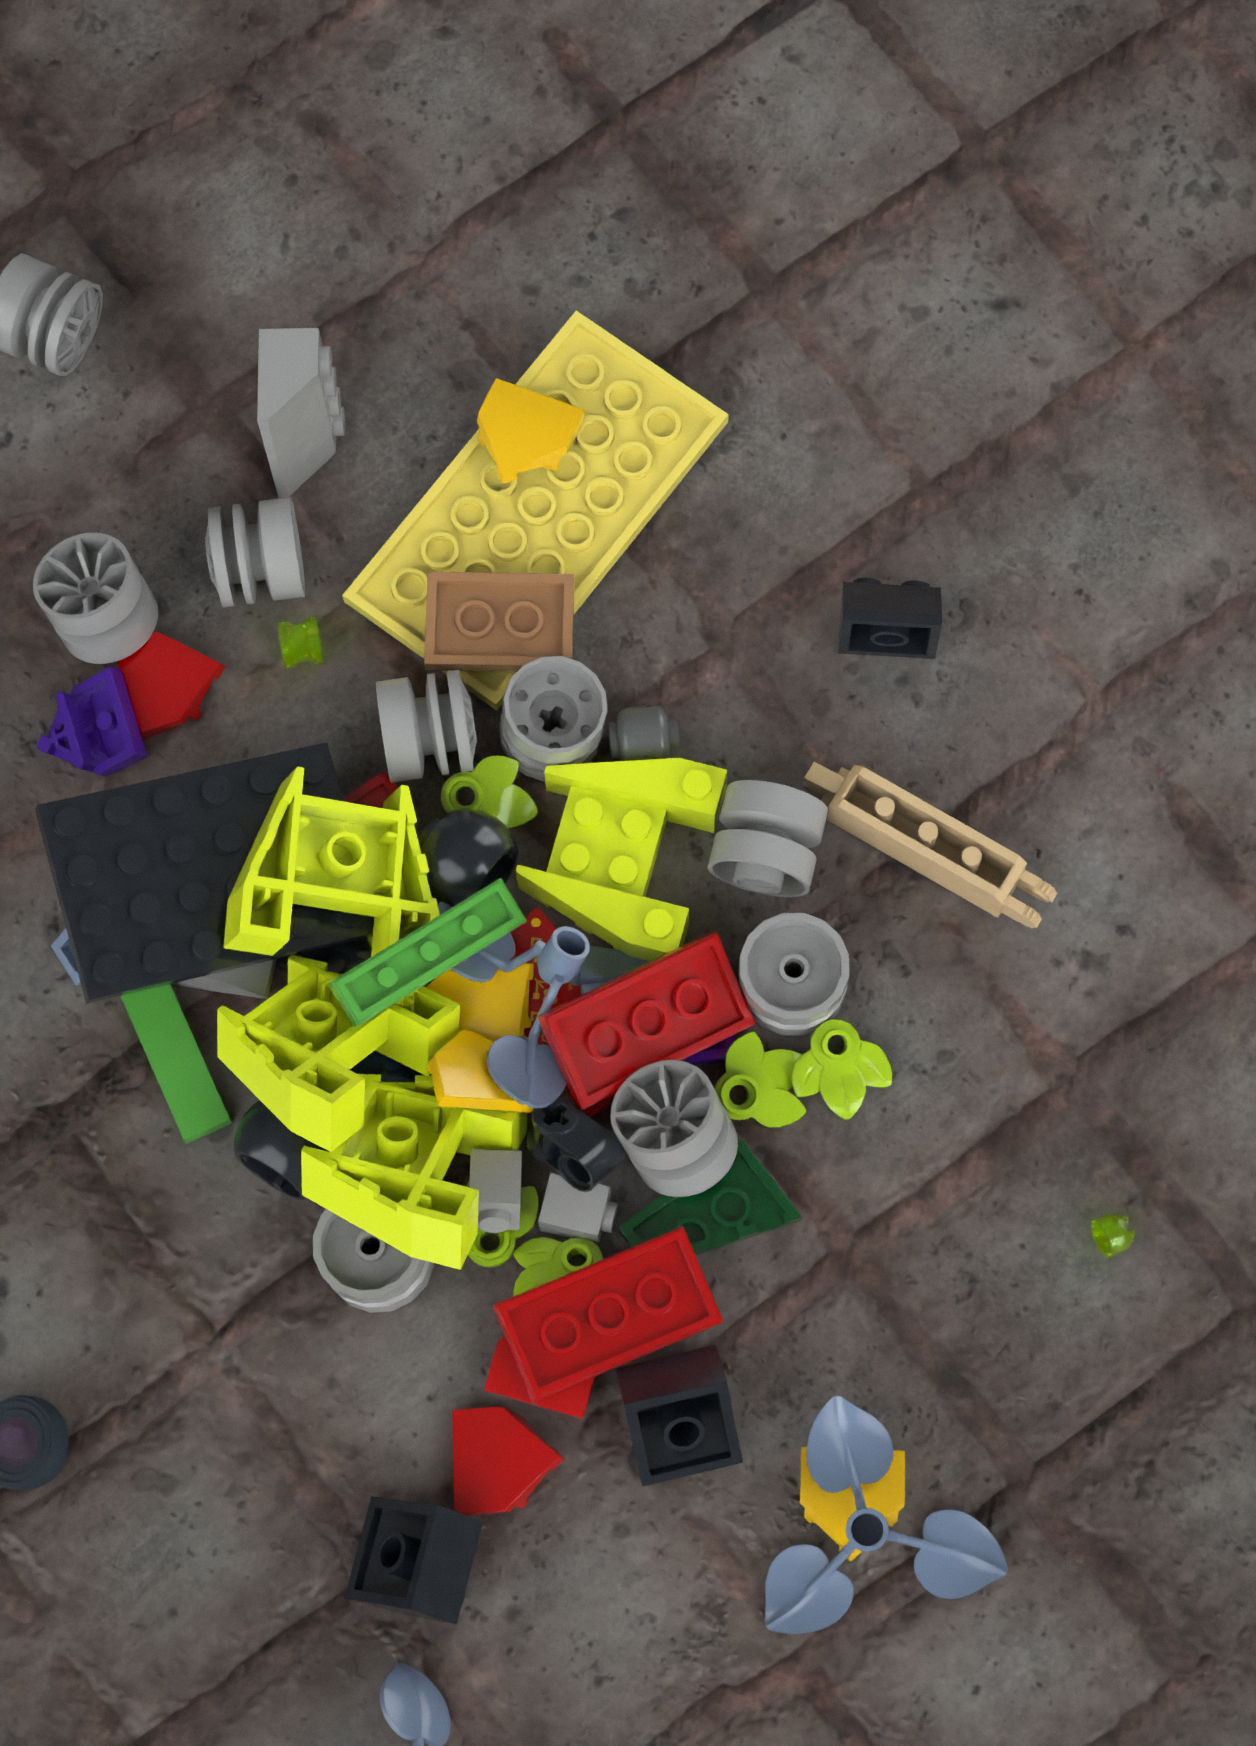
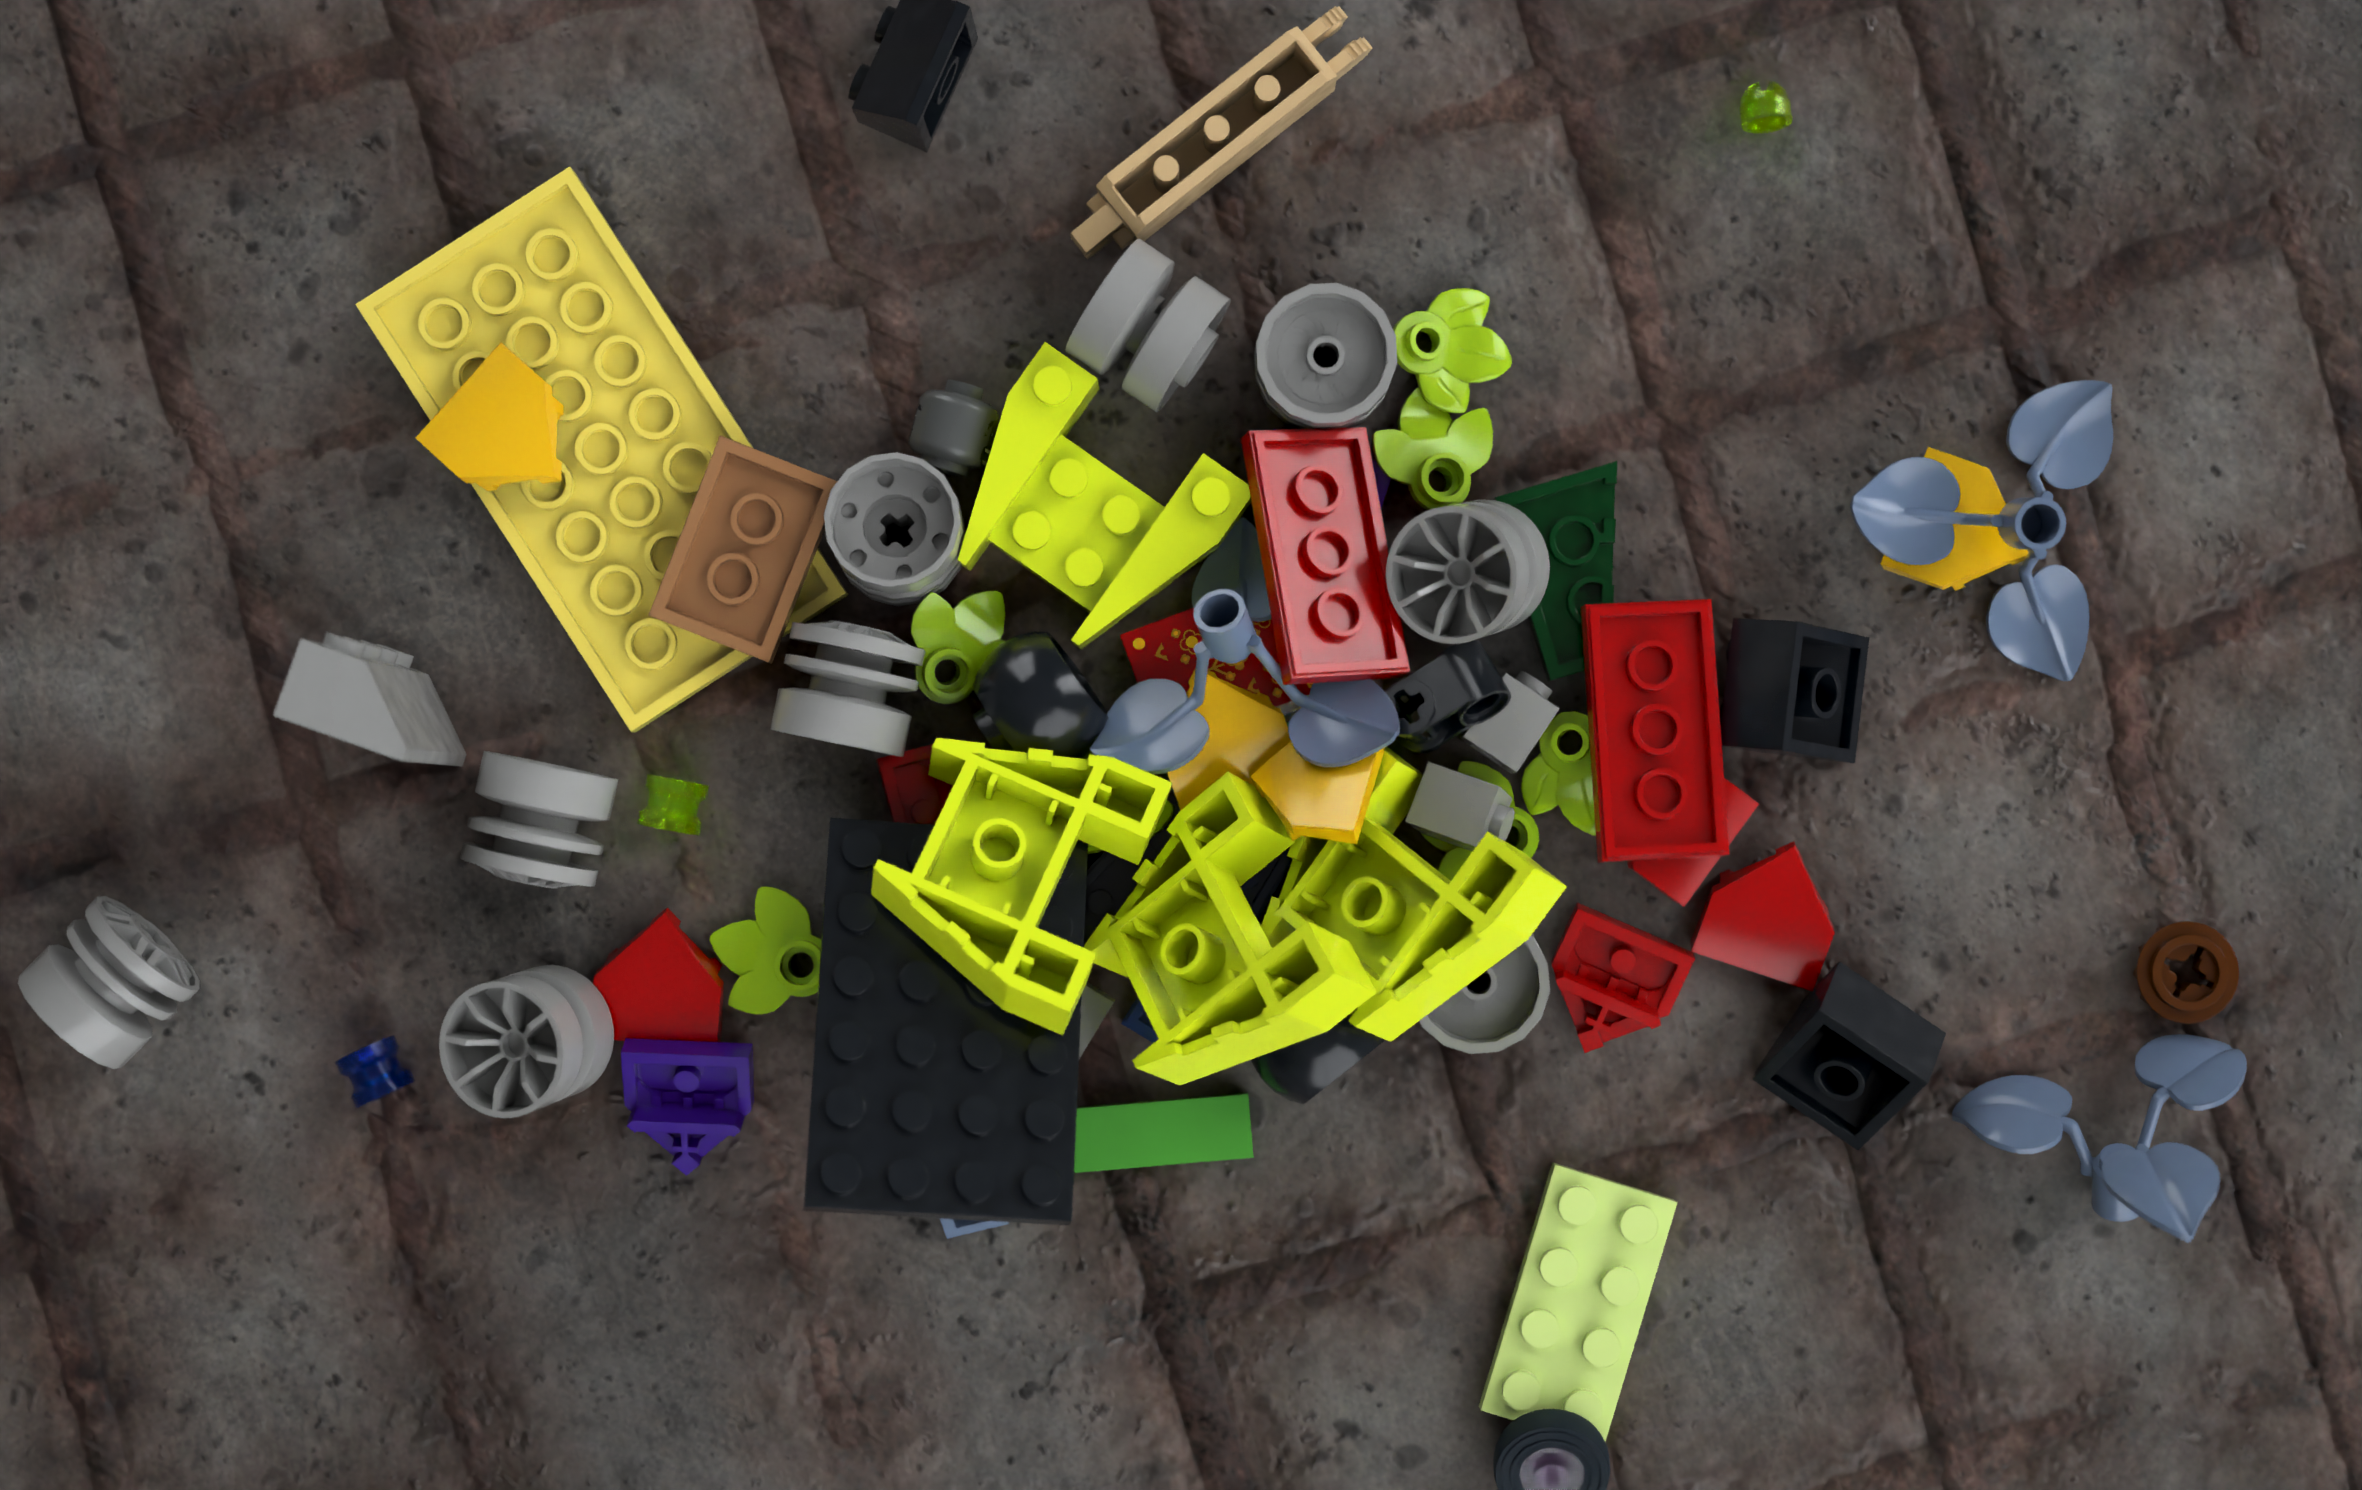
camera: 70 degrees left, 15 degrees up
(39, 511) = (374, 1071): none -> clear blue wheel
(158, 1423) = (1578, 1298): none -> yellowish green plate
(216, 741) = (763, 953): none -> lime plate
(413, 1361) = (1616, 976): none -> red slope
(427, 952) = (1160, 789): bright green tile -> none

